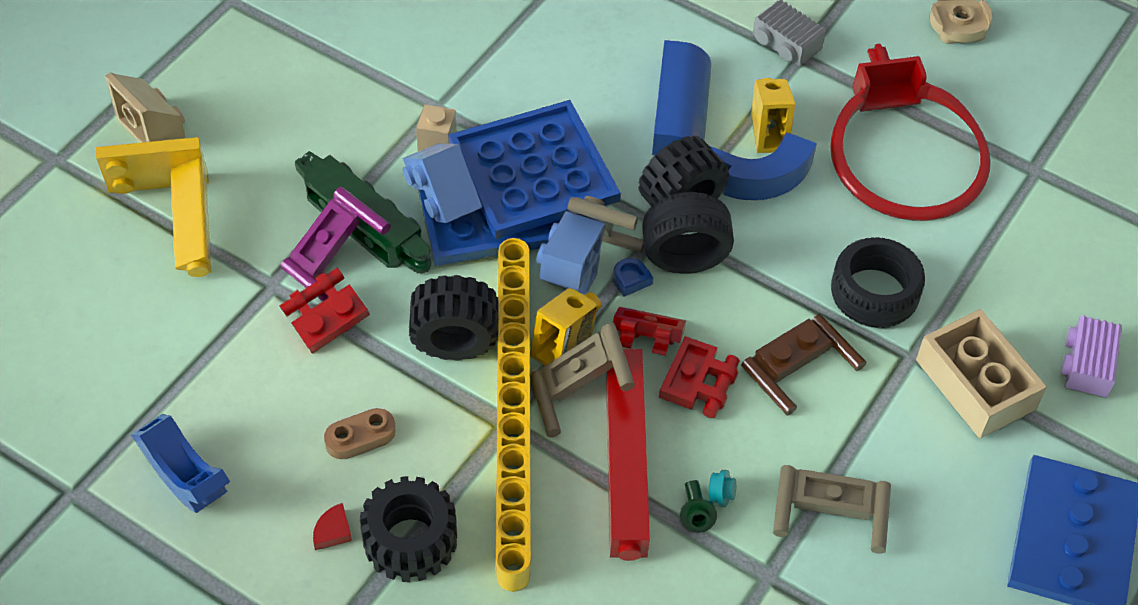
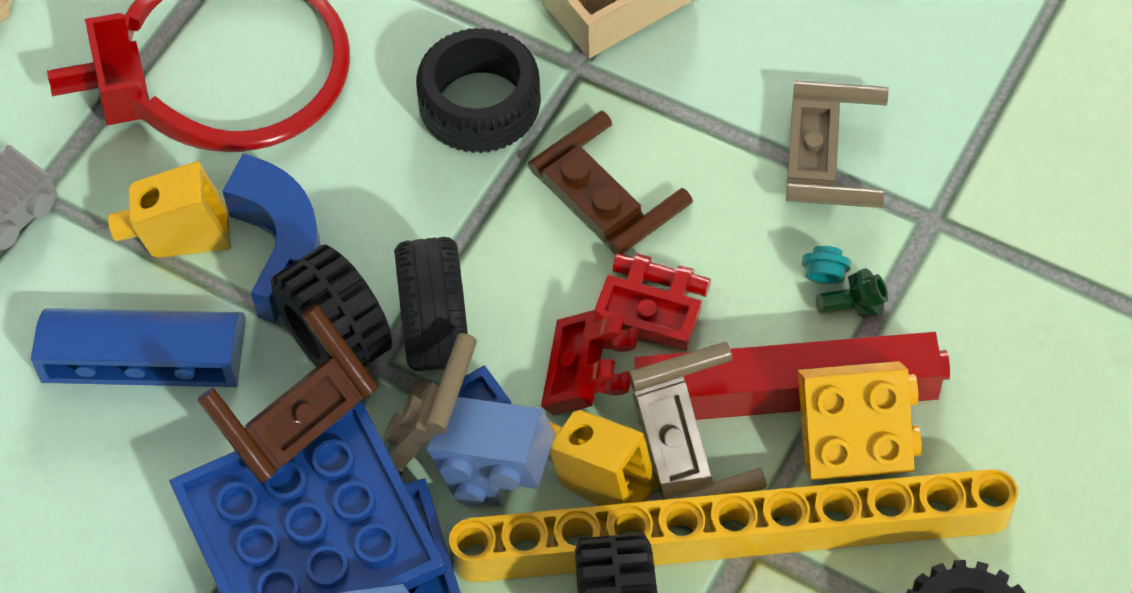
camera: 90 degrees left, 5 degrees up
(579, 477) = (858, 420): none -> yellow brick
(602, 152) = (302, 410): none -> reddish brown plate

